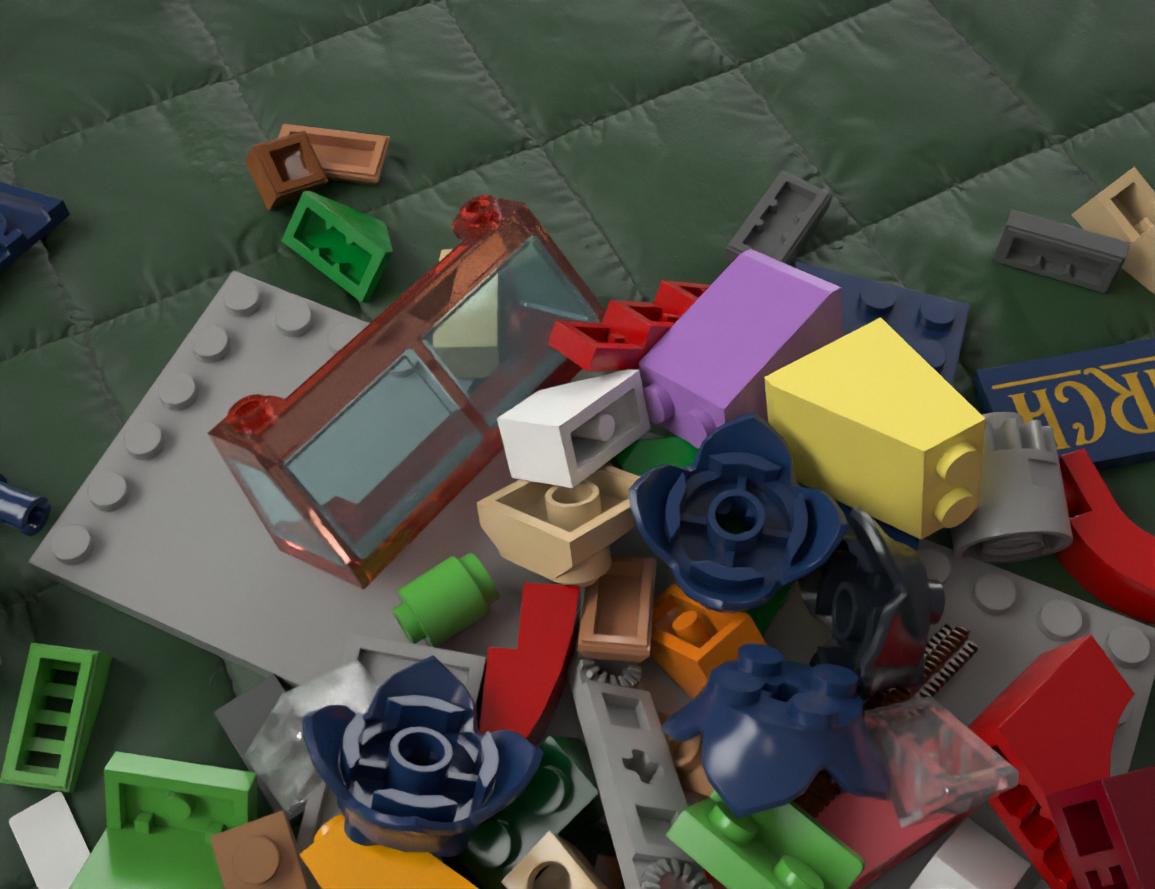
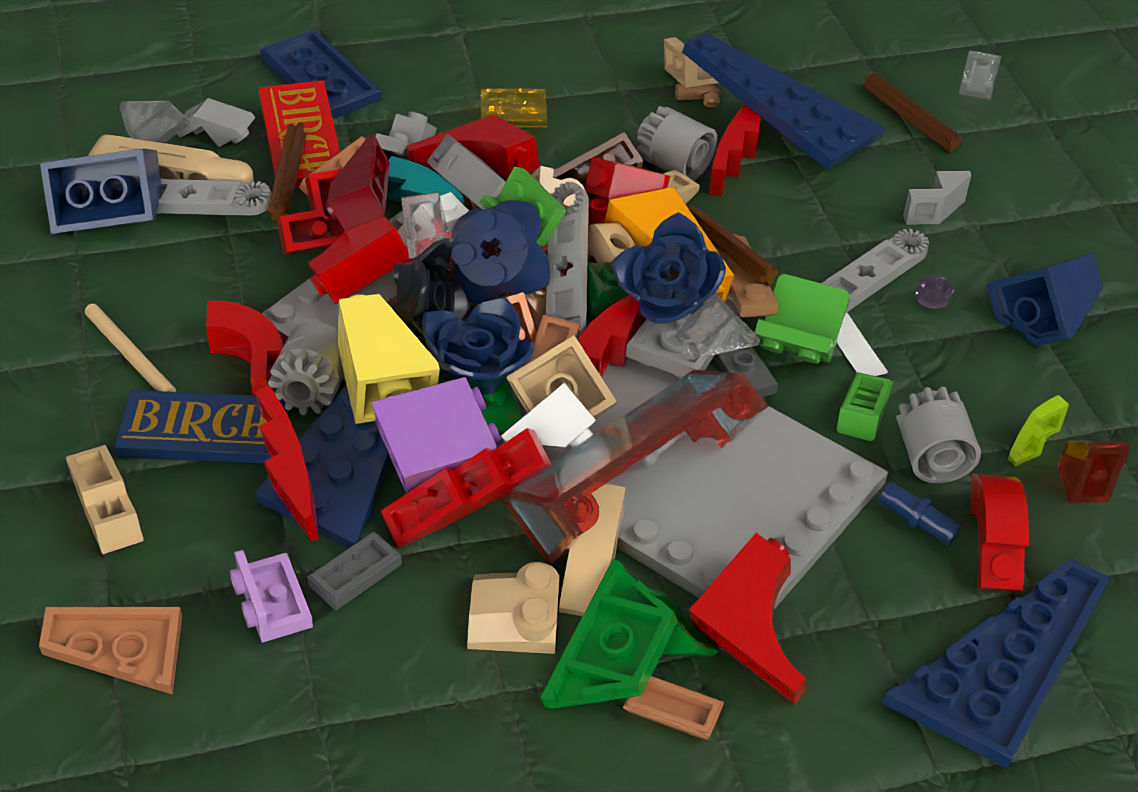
camera: 170 degrees left, 15 degrees down
(244, 242) = (740, 609): none -> red arch
(285, 169) = (710, 685): dark orange slope -> none
(409, 185) = (612, 645): none -> green wing
(445, 600) = (642, 379): bright green brick -> none
(573, 214) = (515, 610): none -> tan slope
(868, 162) = (272, 596): none -> lavender bracket
(945, 311) = (287, 464): none -> red slope
(1000, 91) = (116, 641): none -> nougat wing
(1060, 251) = (175, 507): dark grey plate -> none

